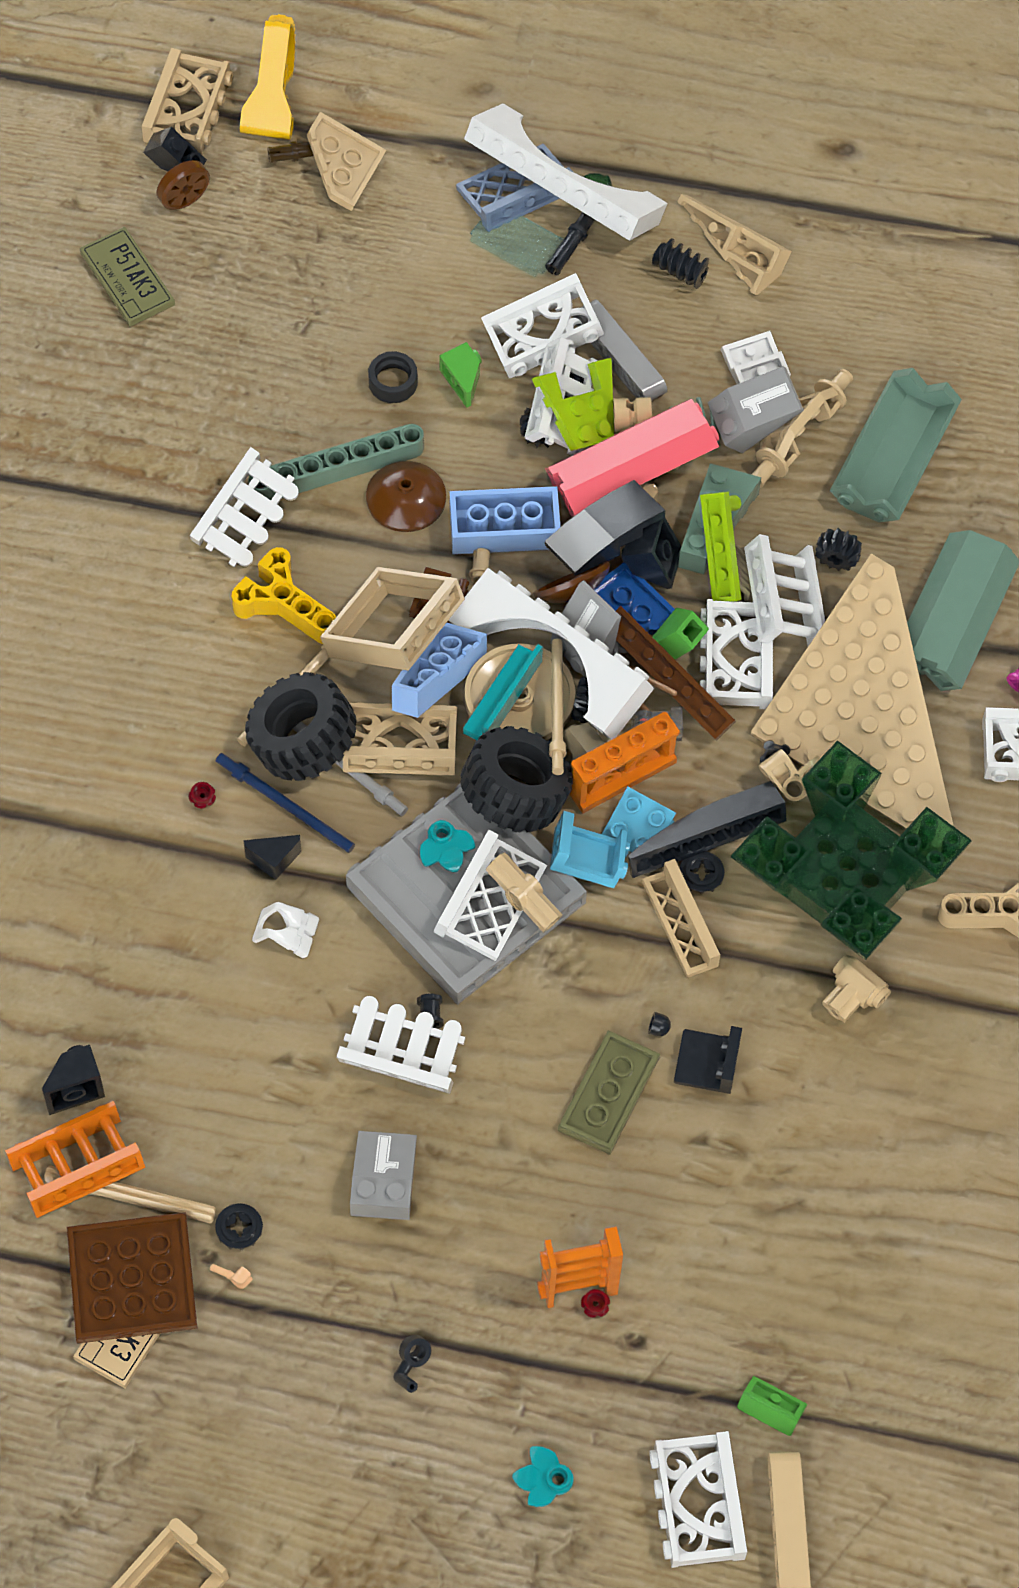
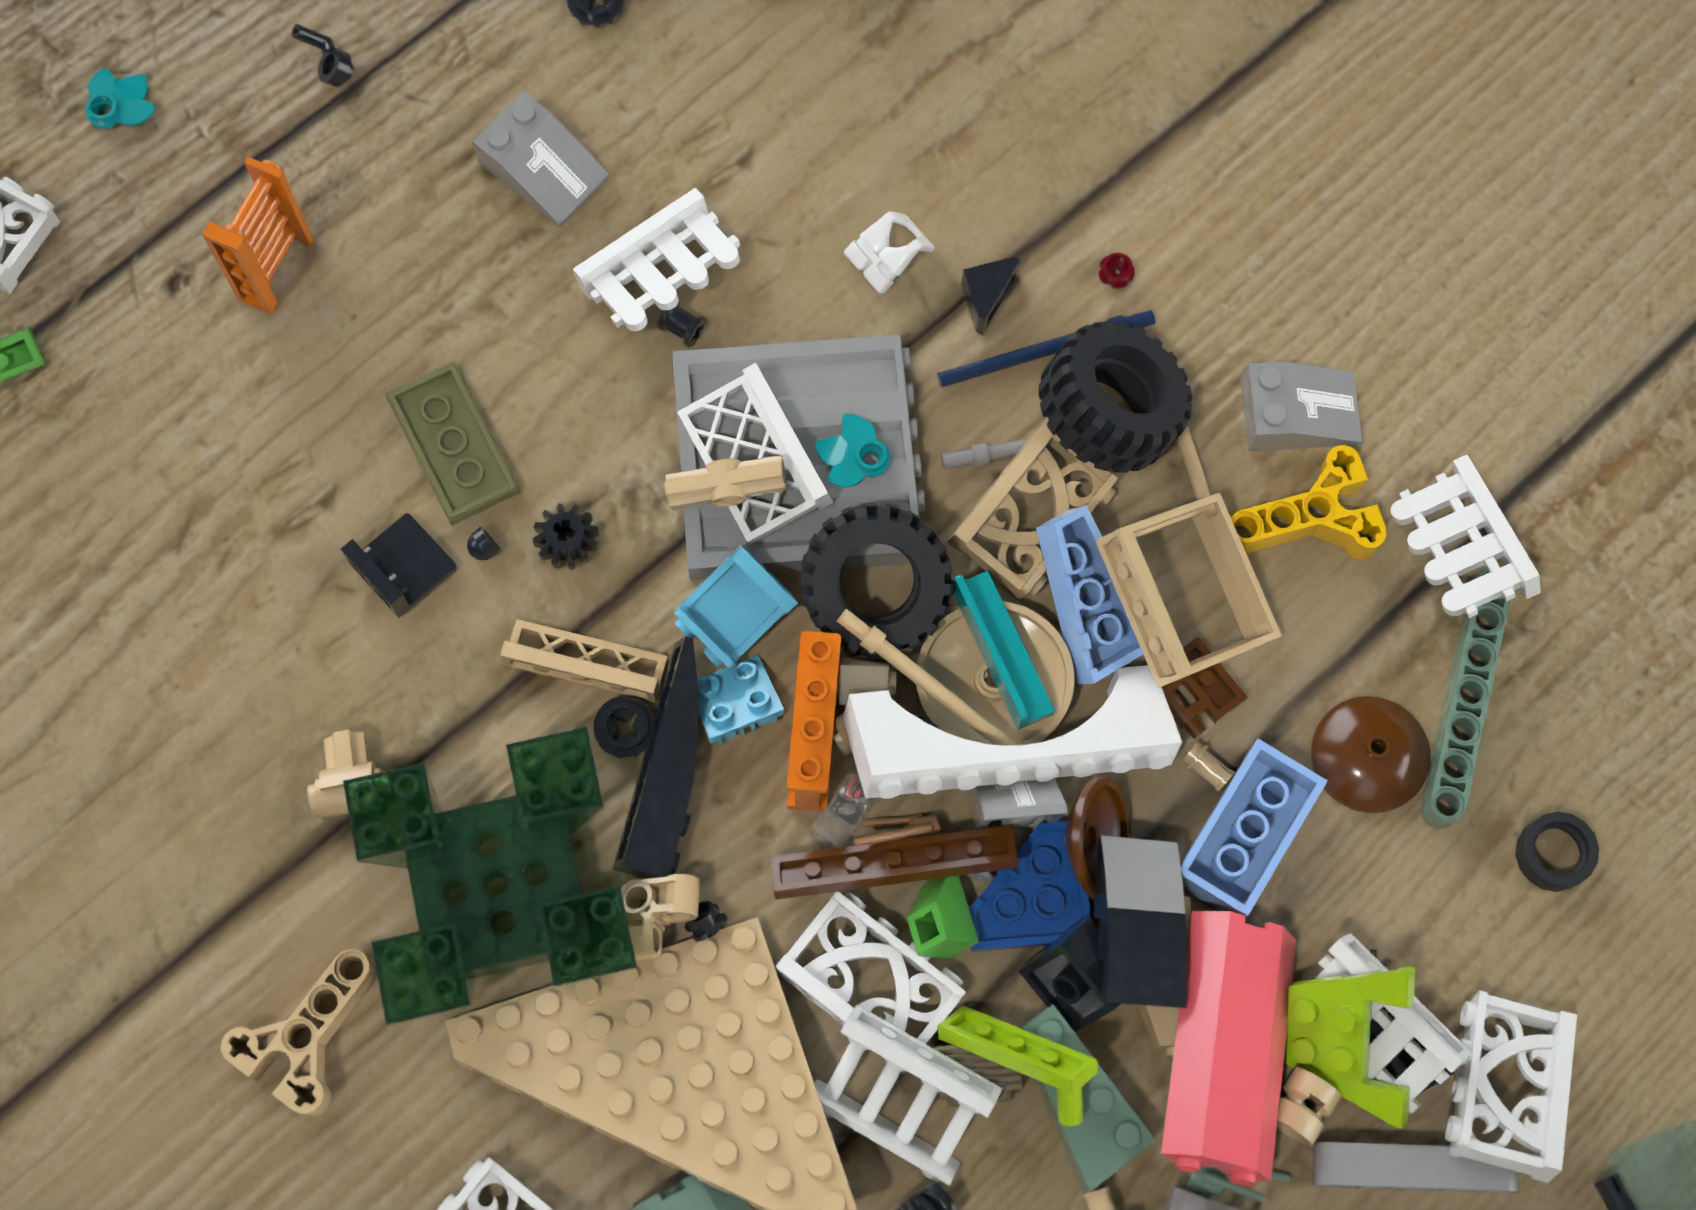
camera: 125 degrees right, 10 degrees up
(221, 645) = (1299, 406): none -> light grey slope
(462, 371) = (1509, 942): bright green slope -> none
(620, 970) = (567, 550): none -> black gear

